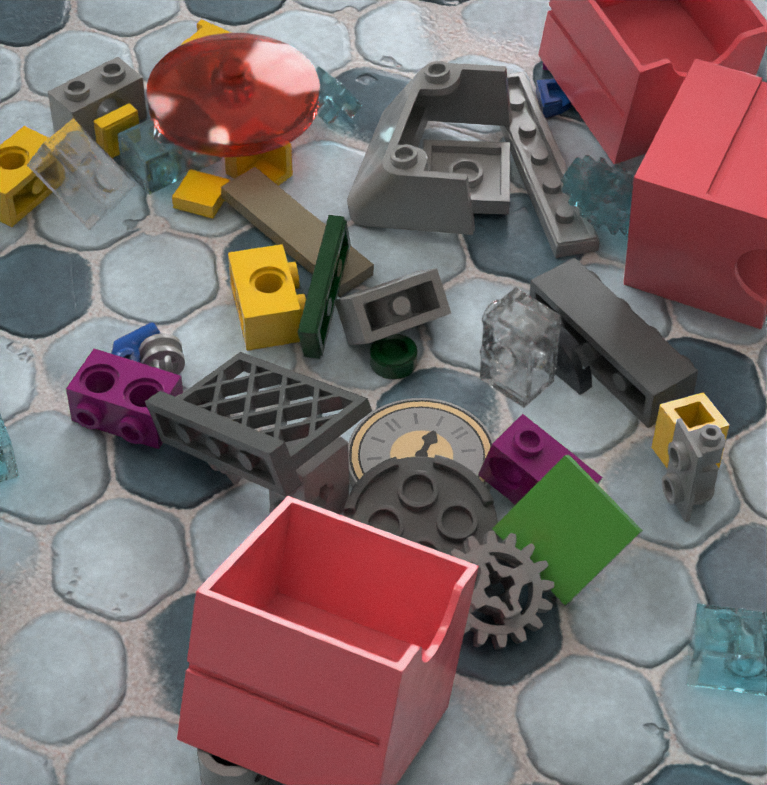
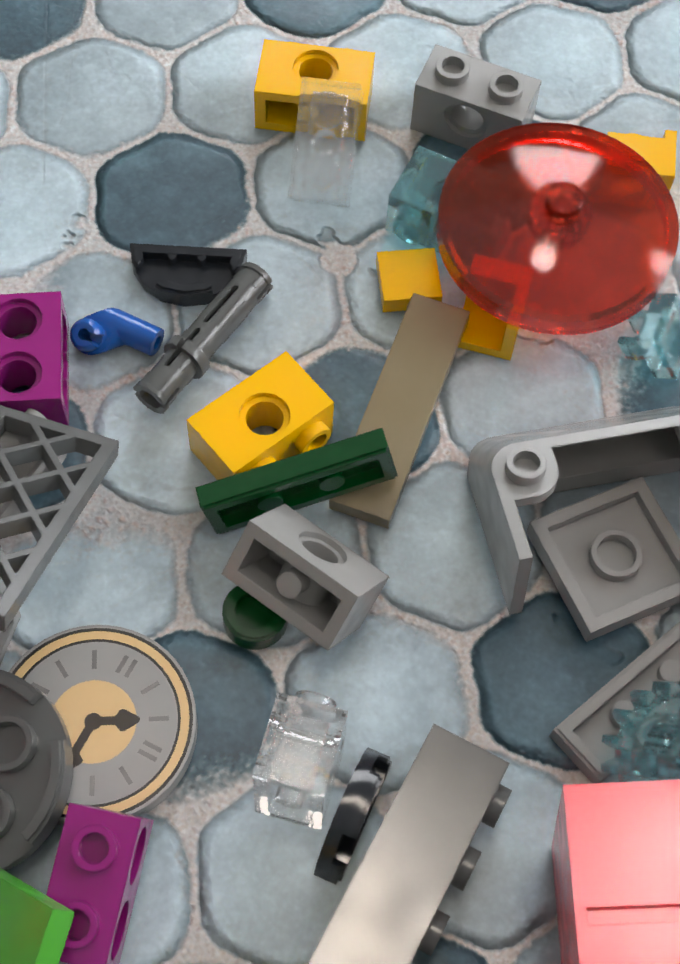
camera: 60 degrees right, 15 degrees up
(107, 302) = (185, 273): none -> black tile
(113, 123) = (445, 136): yellow tile -> none
(163, 352) = (112, 366): light grey bush -> none
(193, 332) = (190, 353): none -> dark grey pin

